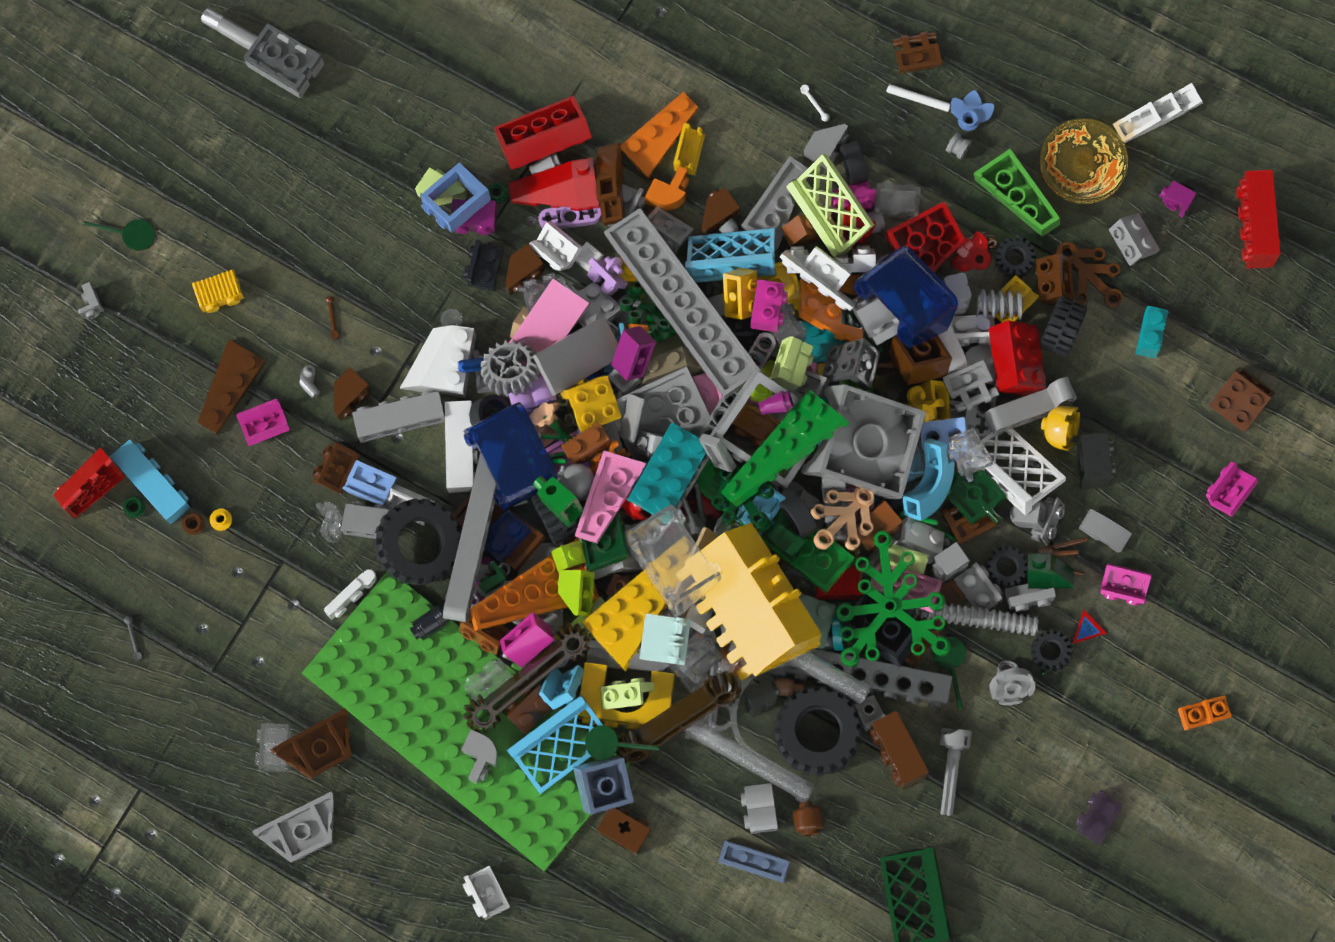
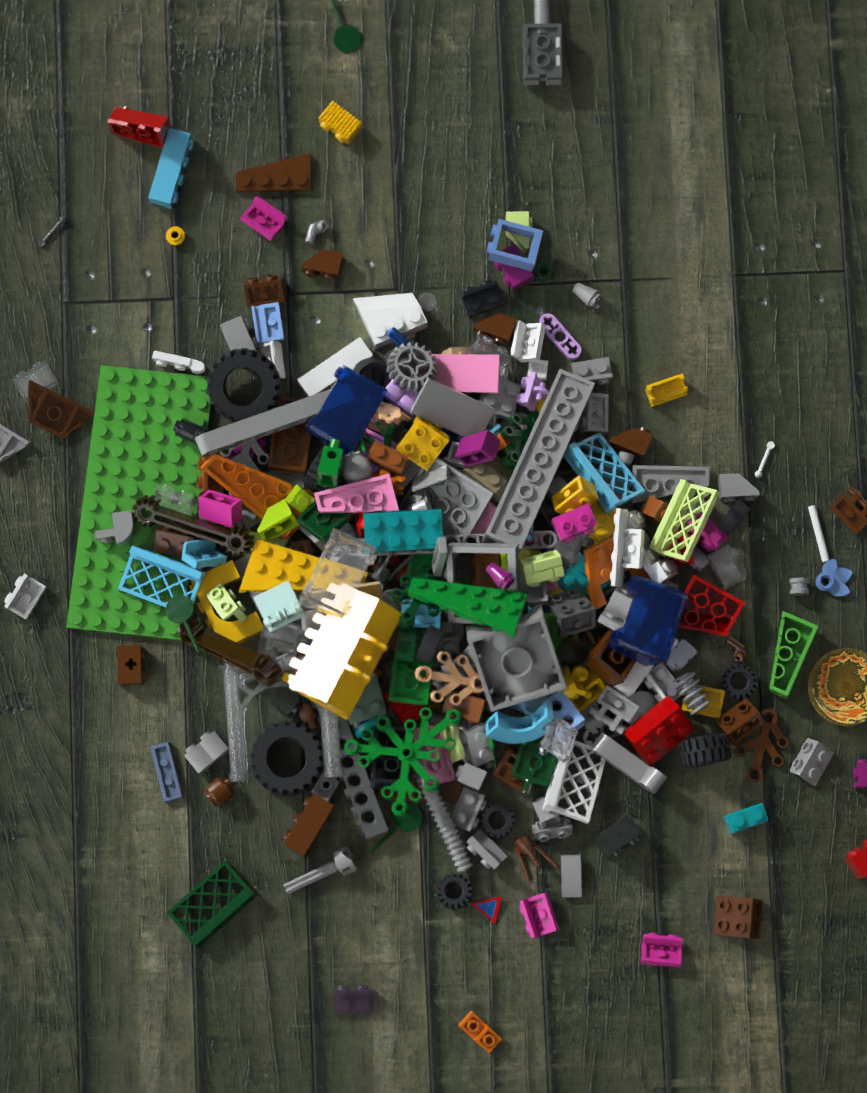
camera: 50 degrees right, 5 degrees up
(93, 304) = (277, 37): light grey bracket -> none
(134, 501) = (143, 164): dark green plate -> none
(190, 518) = (157, 213): reddish brown plate -> none
(332, 523) = (220, 315): clear bracket -> none
(334, 334) = (362, 226): reddish brown hinge -> none
(399, 416) = (329, 311): light grey brick -> none
(490, 583) = (244, 455): dark green bracket -> none
(505, 536) = (287, 444): clear blue plate -> none
(542, 132) = (608, 275): red brick -> none
(563, 185) = (578, 317): red wedge -> none
(603, 784) = (150, 629): sand blue brick -> none
(609, 183) = (602, 347): reddish brown slope -> none
(653, 140) = (657, 359): orange wing -> none
(668, 196) = (621, 399): orange brick -> none
(969, 251) = (723, 645): red plate -> none
(1011, 684) = (409, 877): light grey tile -> none
(1049, 572) = (511, 853): dark green slope -> none
(1061, 426) = (628, 795): yellow cylinder -> none

